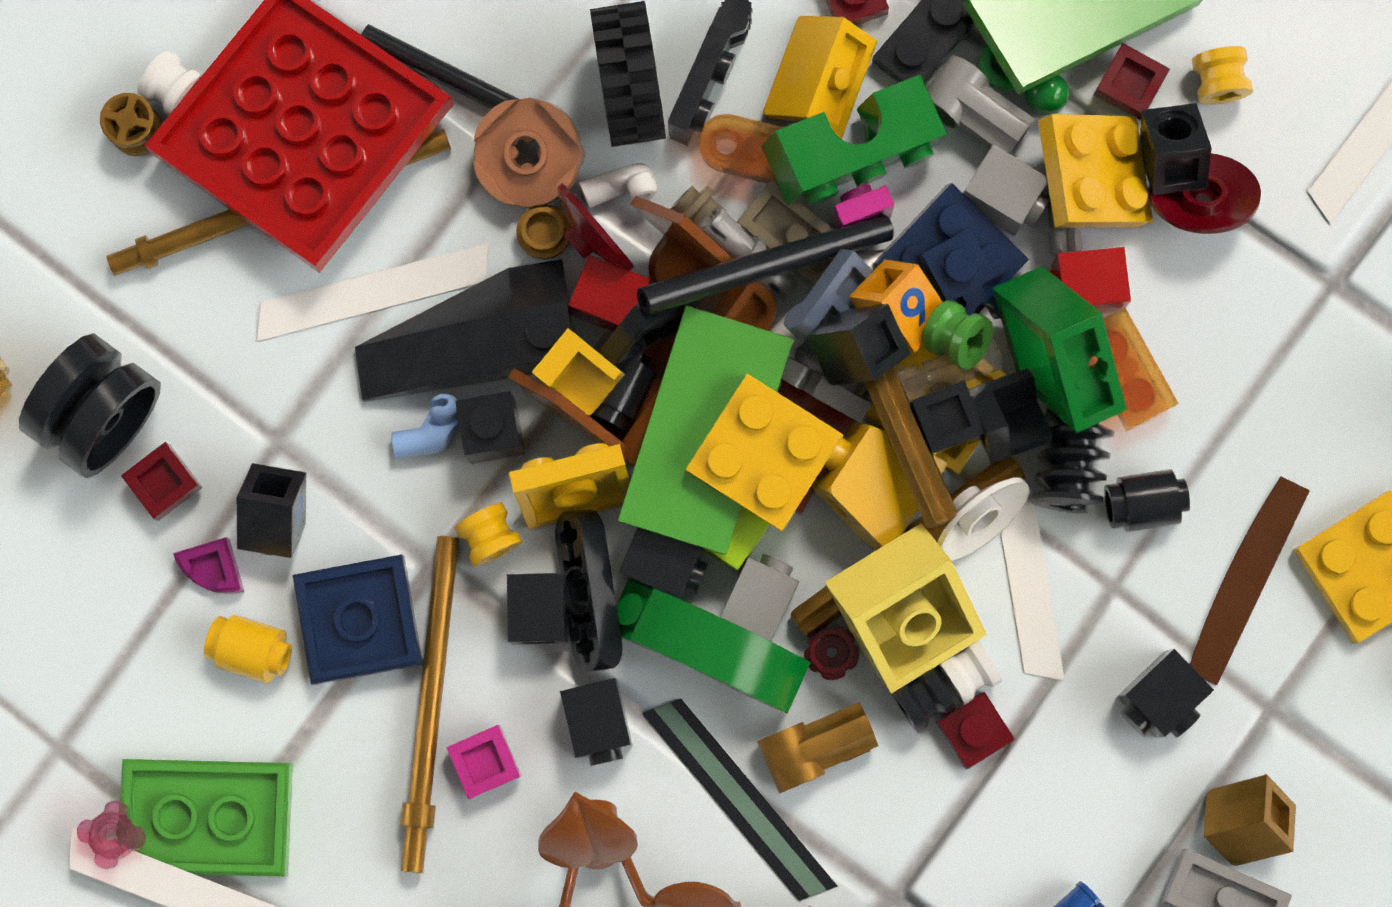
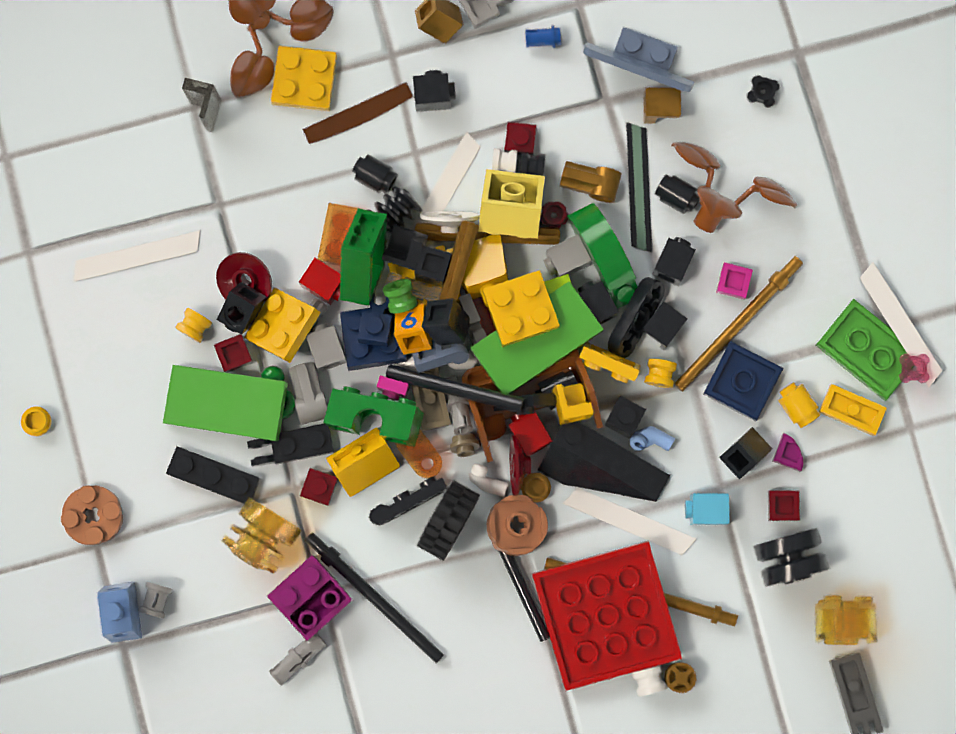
camera: 145 degrees left, 0 degrees up
(162, 703) = (852, 410): none -> yellow plate
(268, 389) = (707, 509): none -> medium azure brick
(672, 829) = (677, 194): none -> black brick

